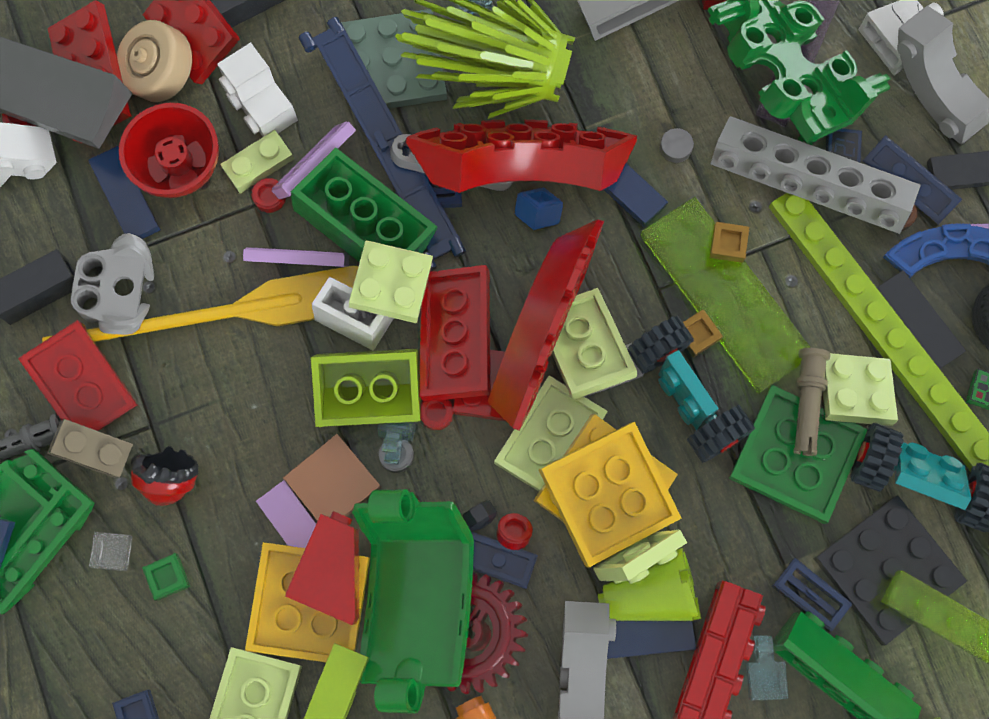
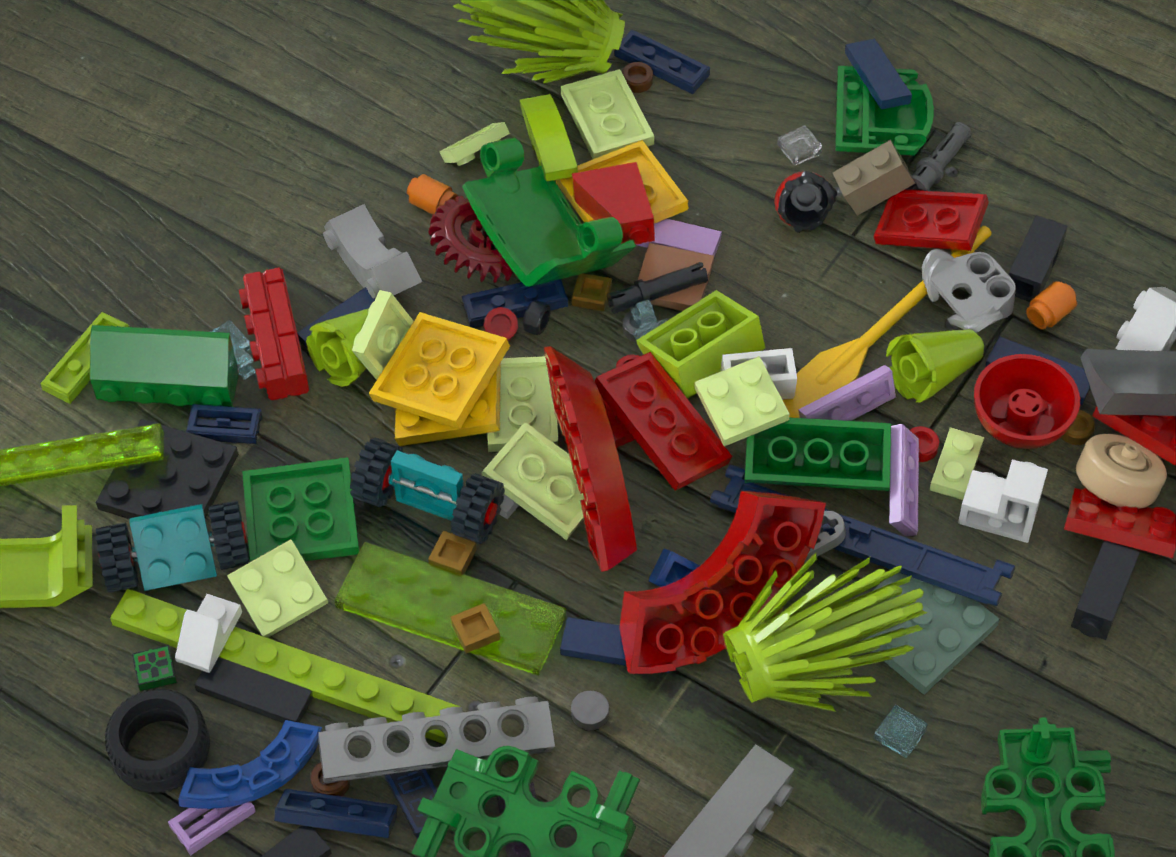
camera: 145 degrees right, 20 degrees down
(65, 236) = (1051, 305): none -> orange brick
(166, 577) = (744, 155): green tile -> none
(200, 243) = (932, 360): none -> lime cone
(360, 467) = (657, 287): none -> black pin
(811, 385) = (321, 557): dark tan pin -> none
(937, 379) = (206, 632): none -> white slope

